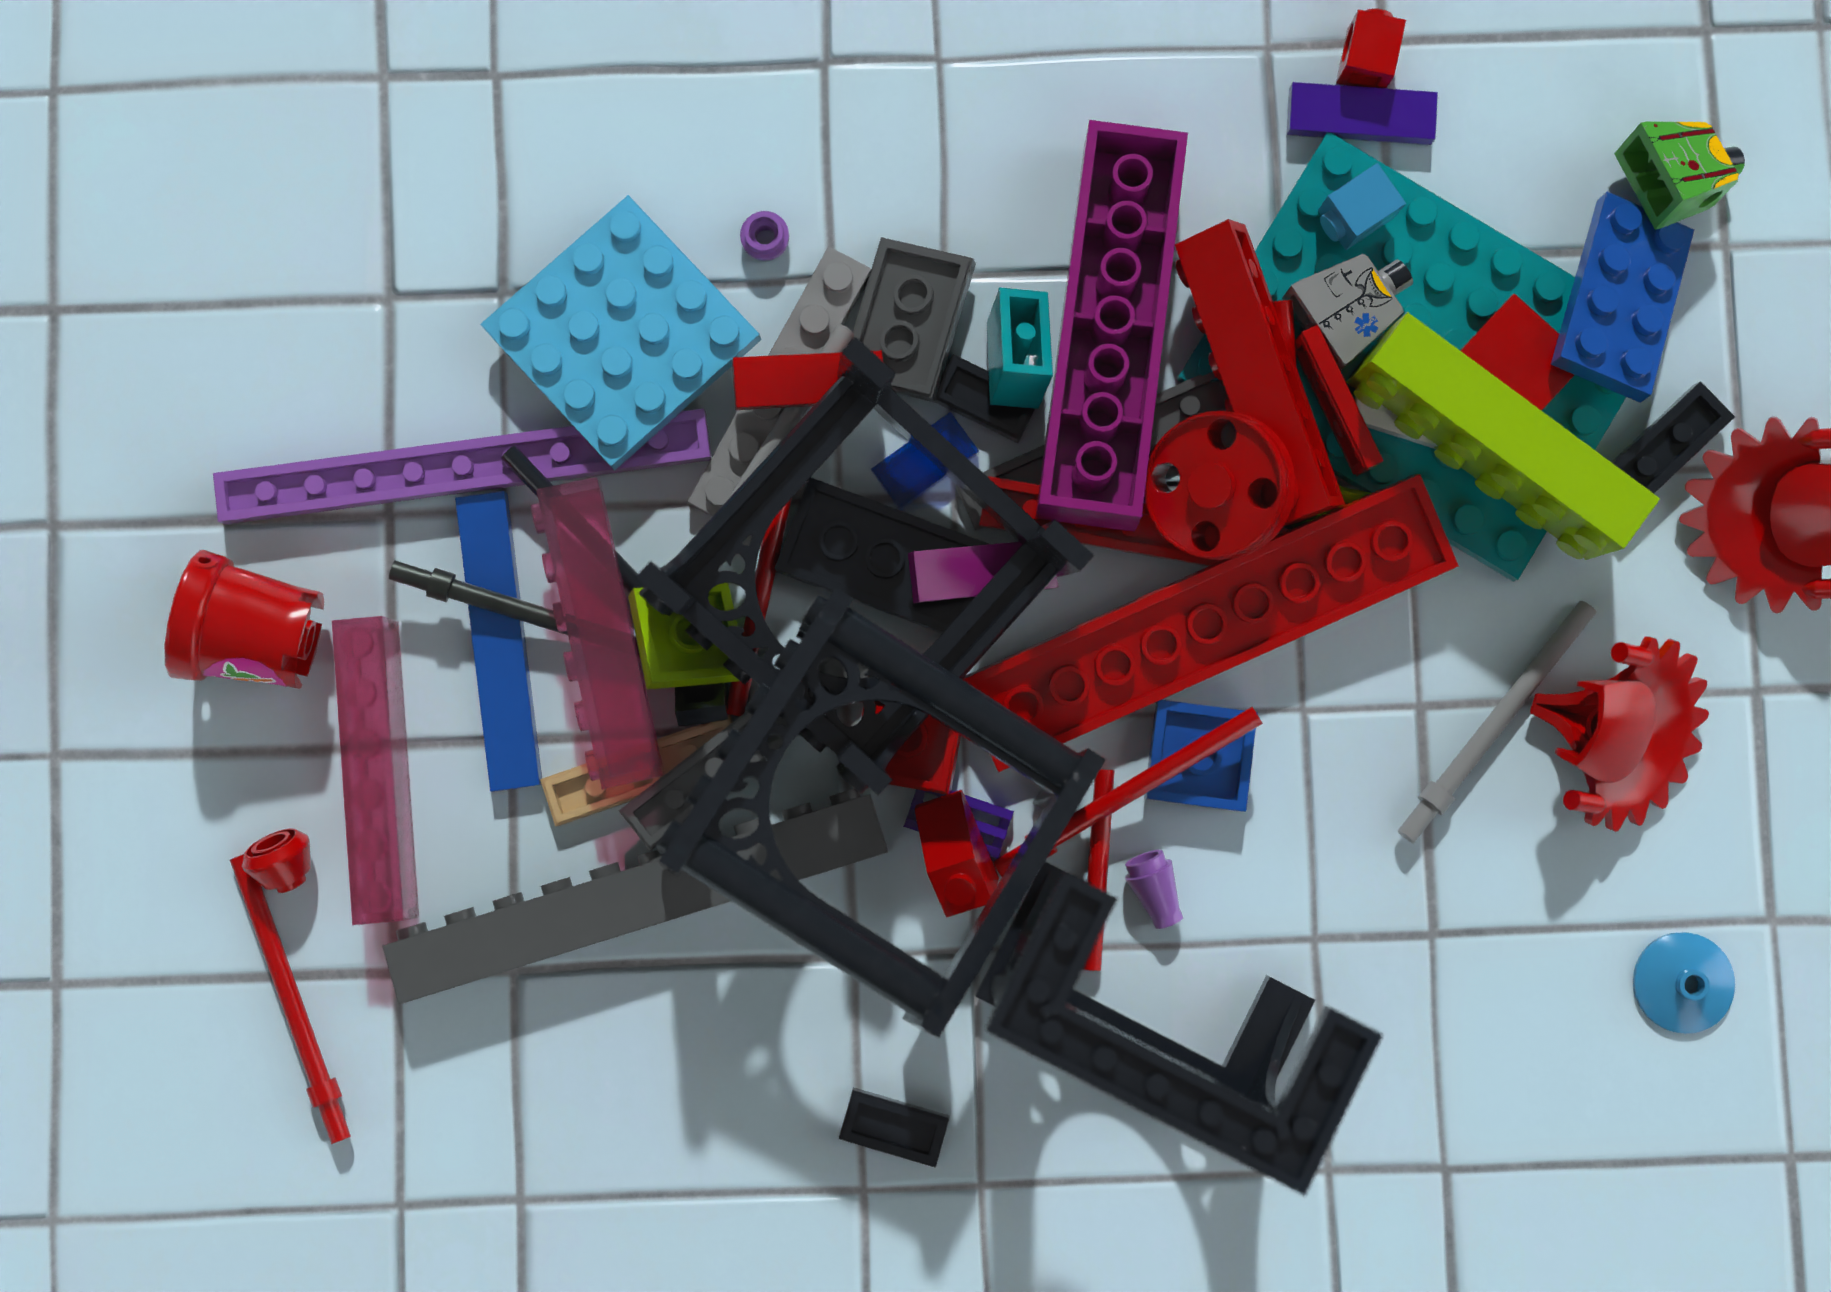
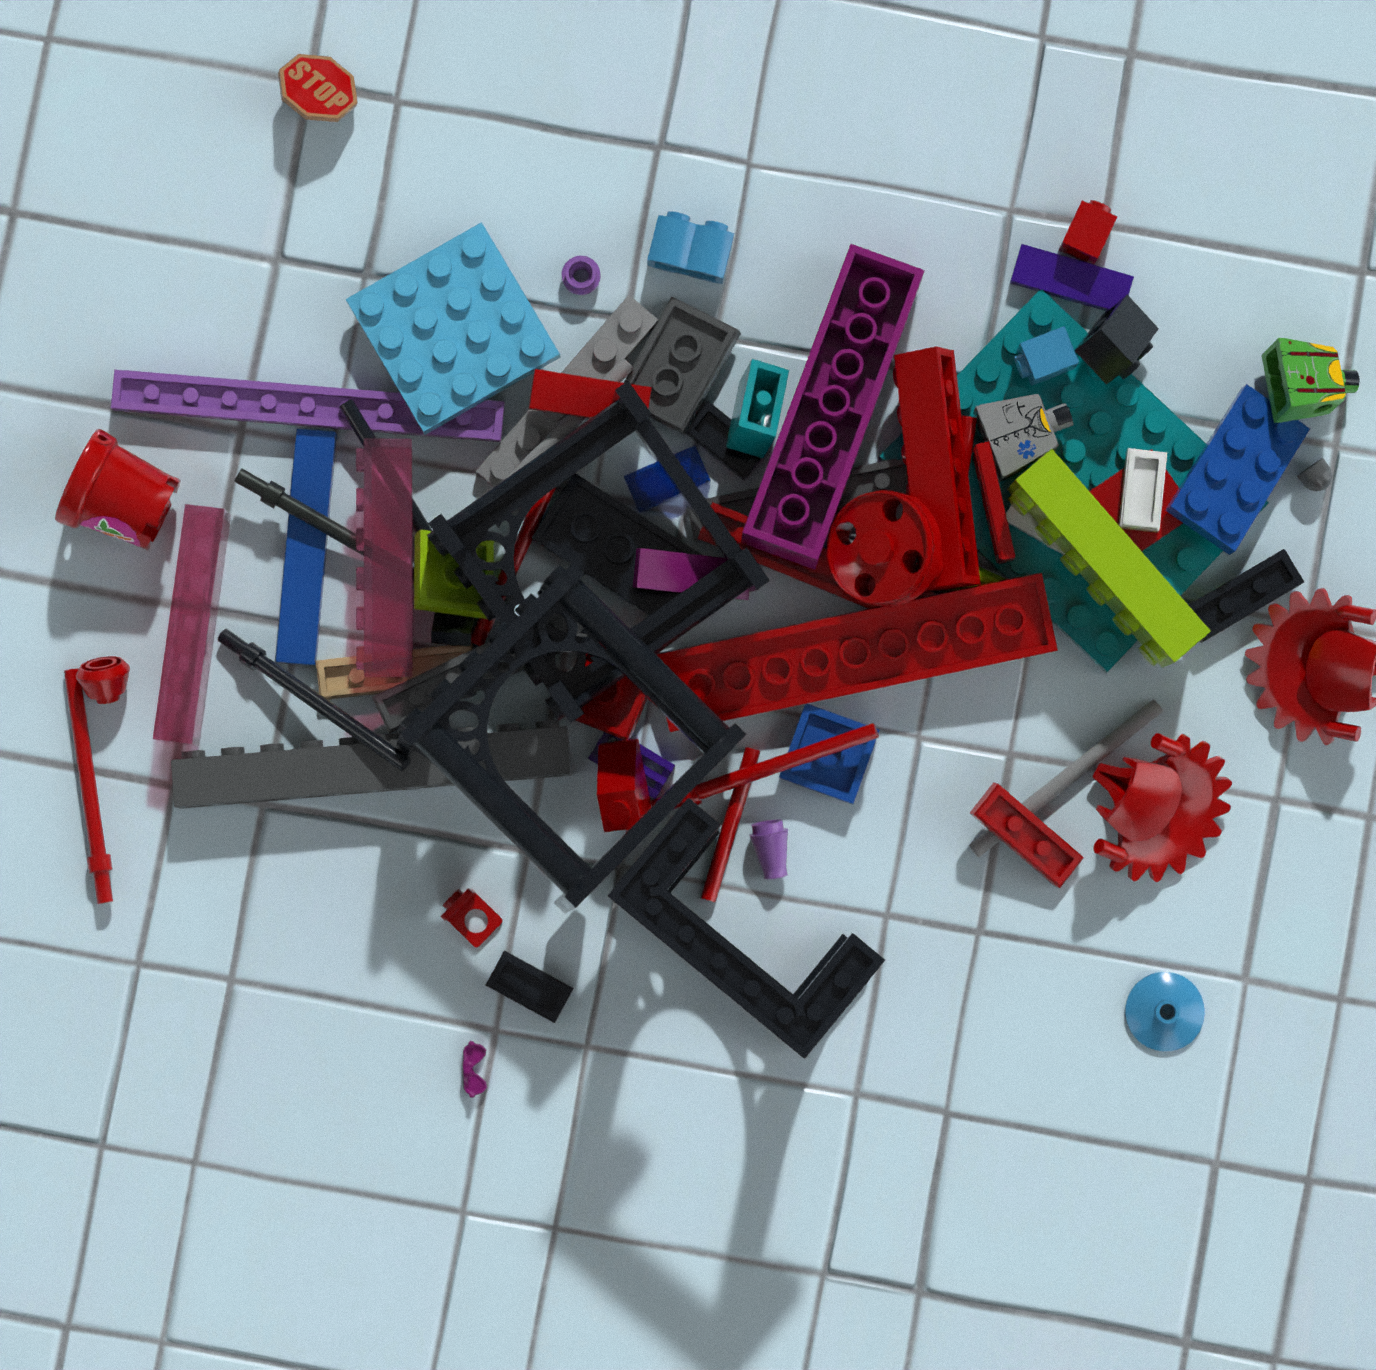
camera: 15 degrees right, 0 degrees up
(391, 76) = (317, 88): none -> piece
(464, 793) = (255, 658): none -> black bar
(783, 1050) = (457, 908): none -> red bracket
(849, 1262) = (472, 1082): none -> magenta piece
(891, 172) = (690, 247): none -> dark azure brick
(1443, 169) = (1118, 341): none -> black brick
(1468, 803) = (1026, 835): none -> red tile
(1518, 342) = (1142, 490): none -> white tile
(1715, 285) = (1317, 476): none -> dark grey hinge

